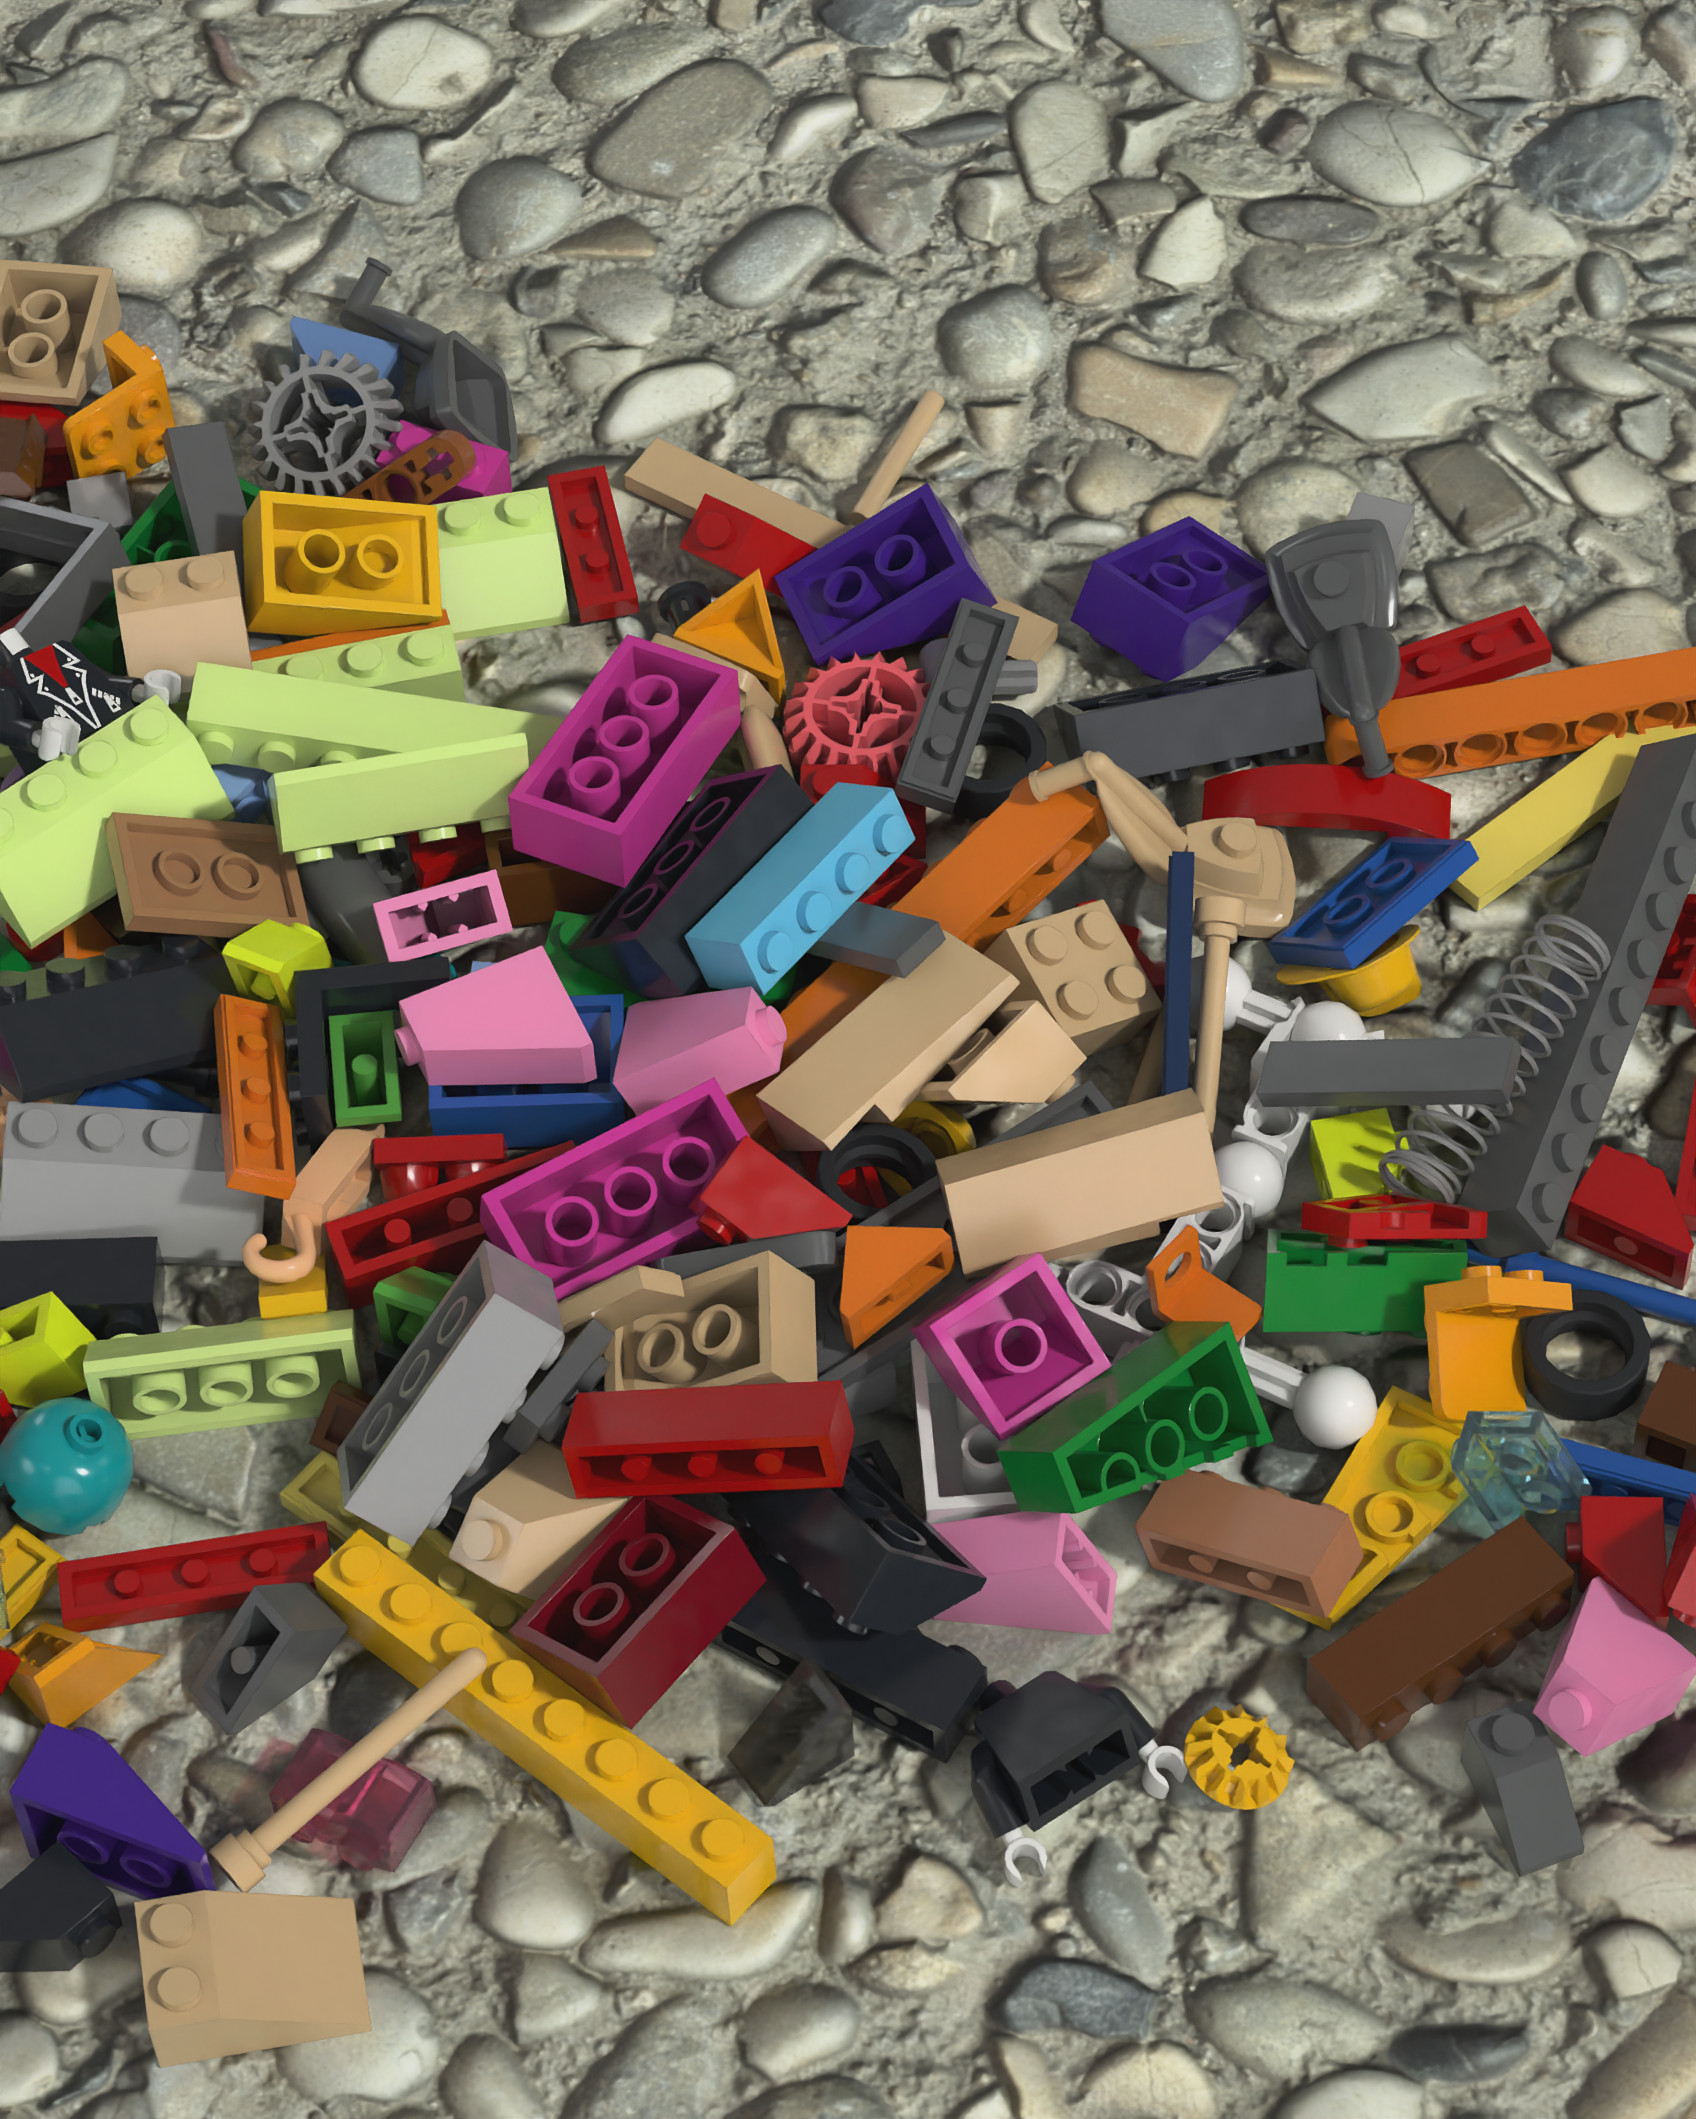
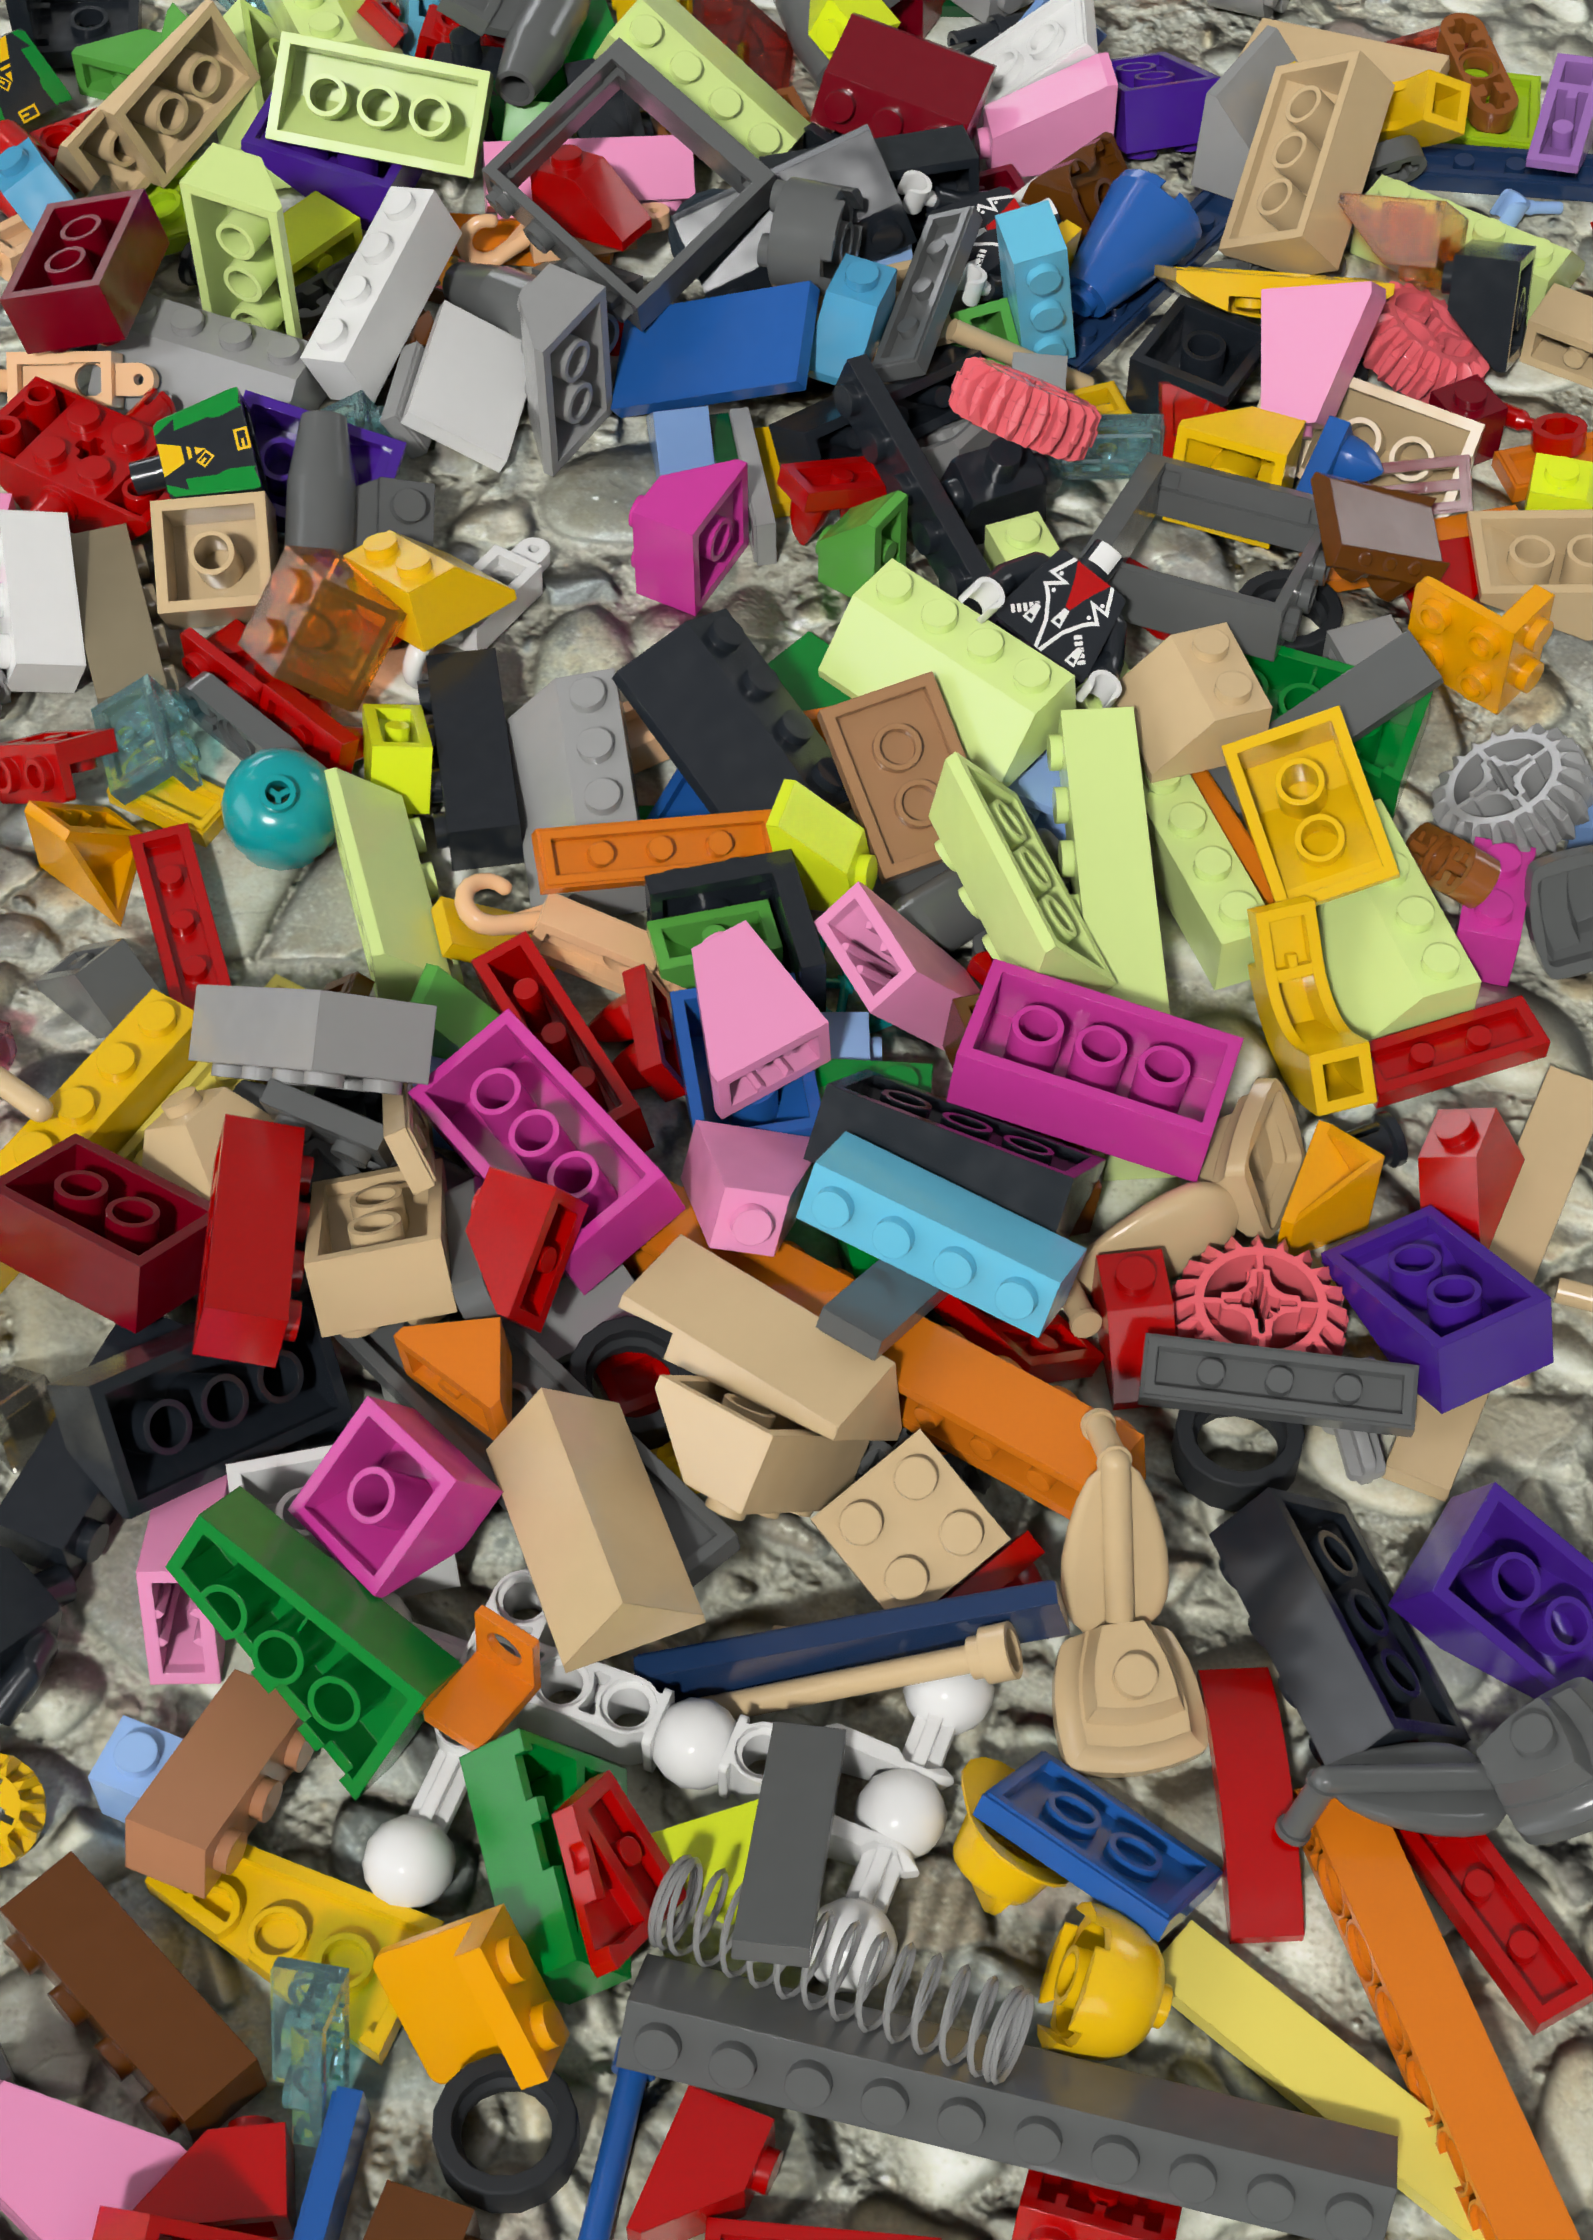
camera: 80 degrees right, 0 degrees up
(545, 641) = (1311, 1044): none -> yellow arch
(1225, 1616) = (129, 1765): none -> light blue brick
(1490, 915) = (1103, 1987): none -> yellow cylinder

